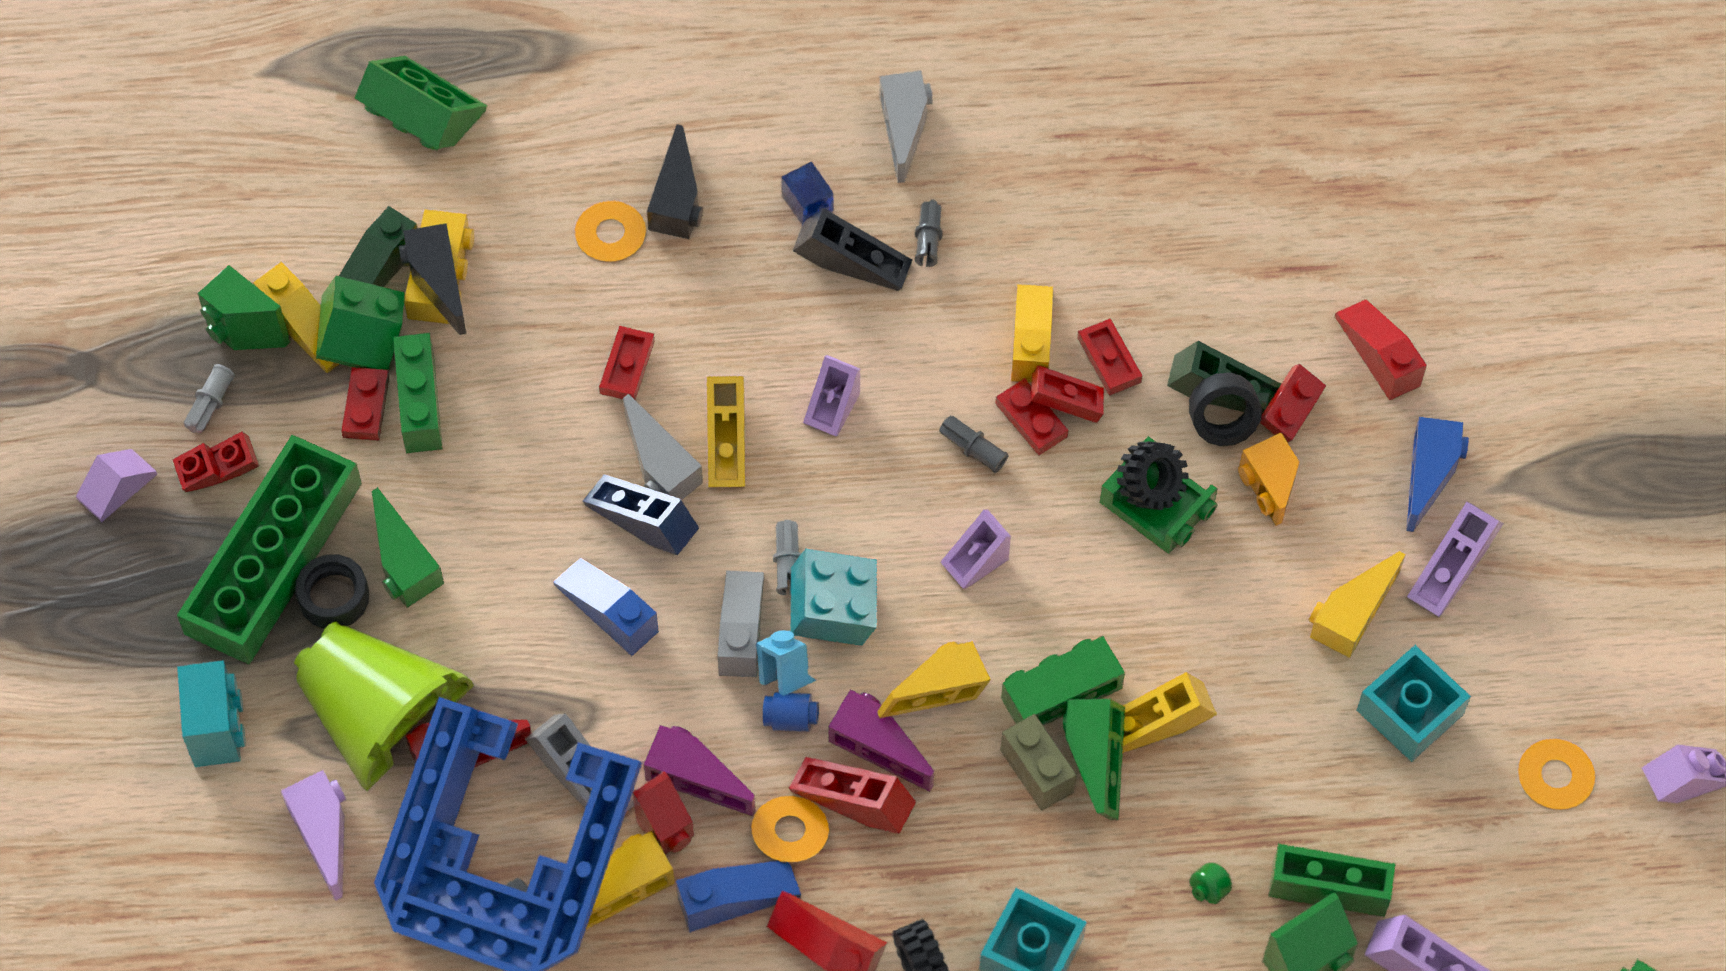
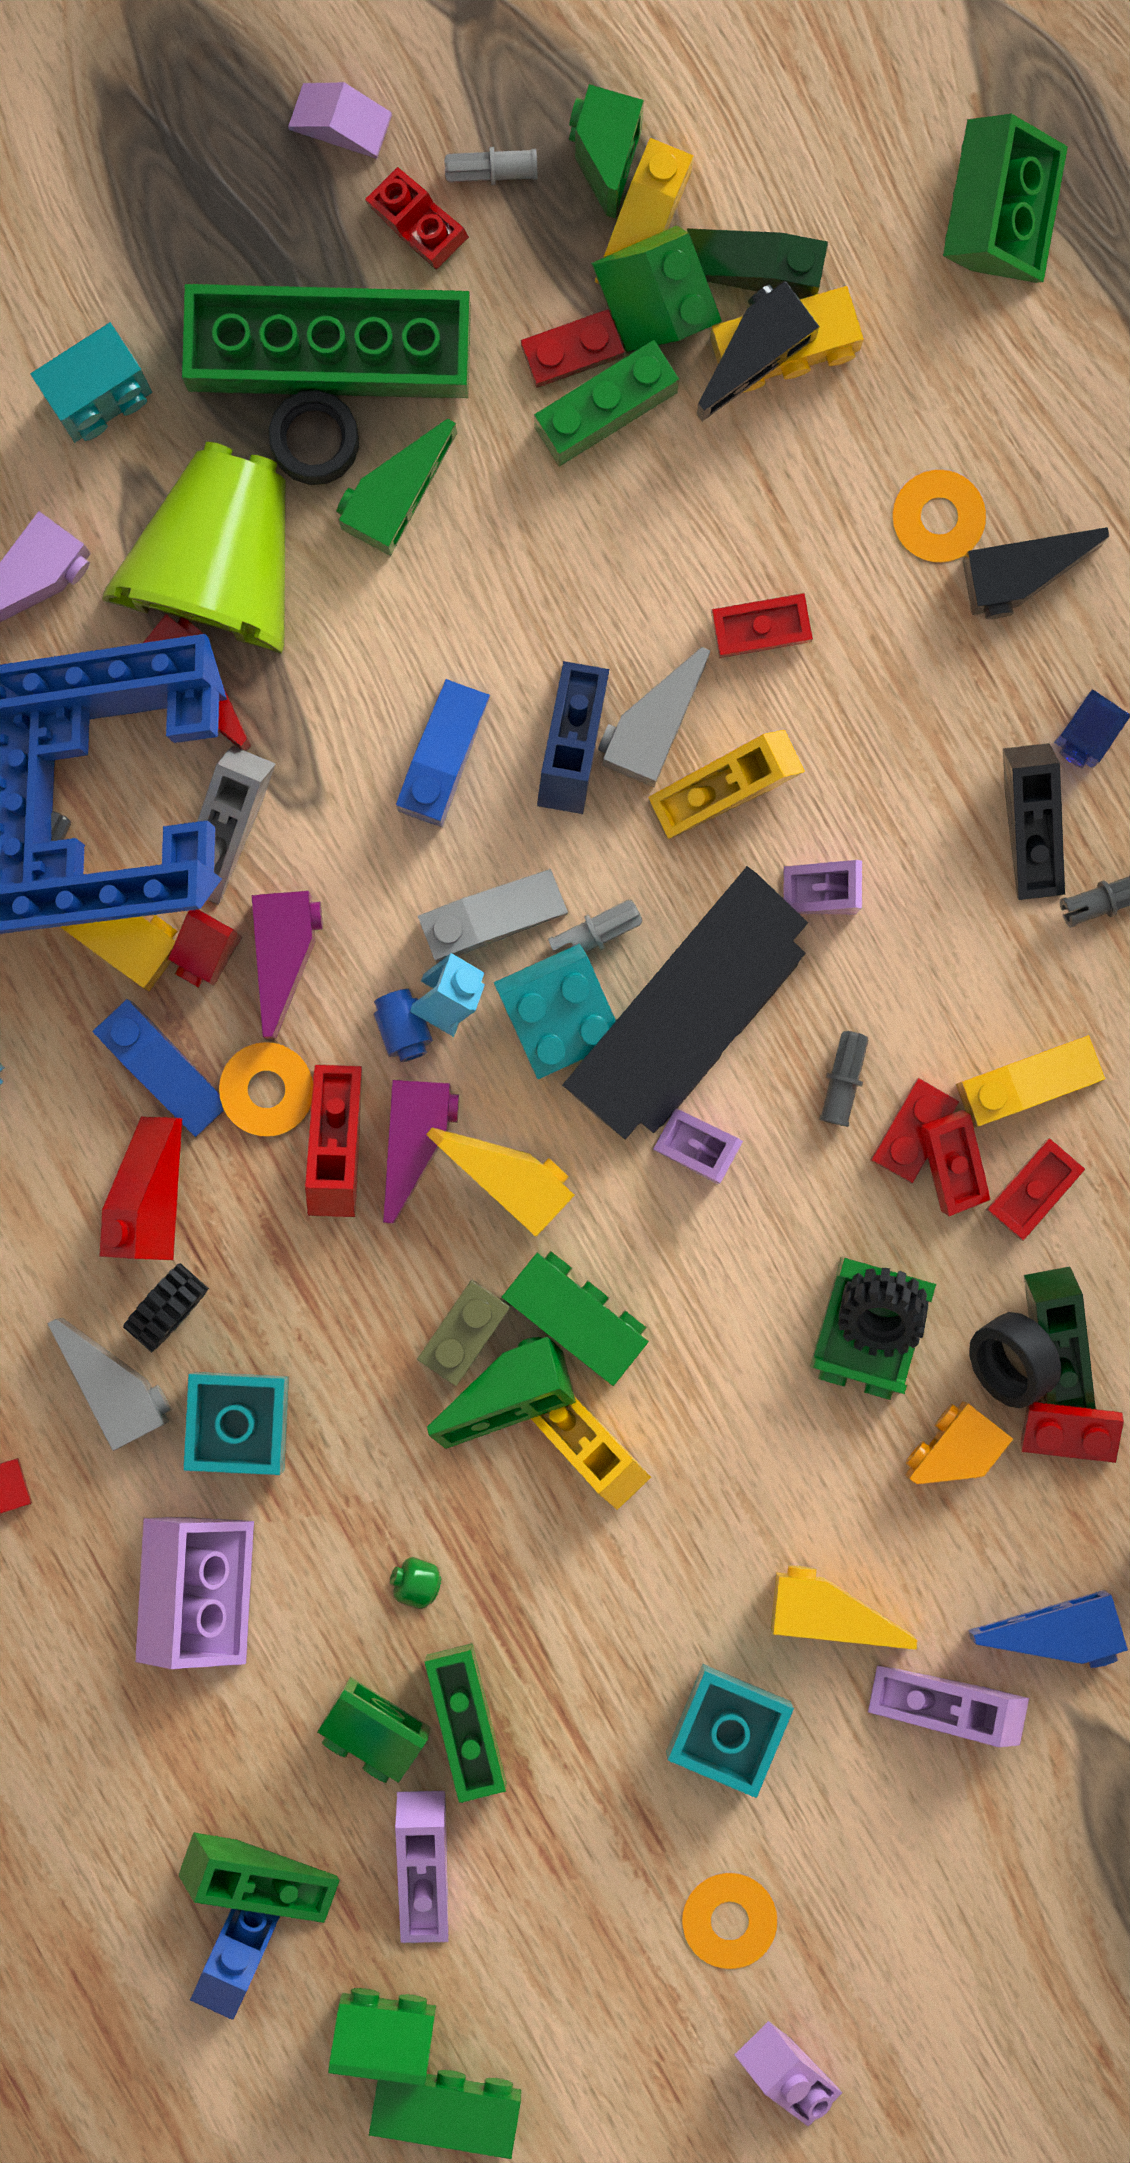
camera: 65 degrees right, 25 degrees up
(876, 513) = (691, 1008): none -> black slope

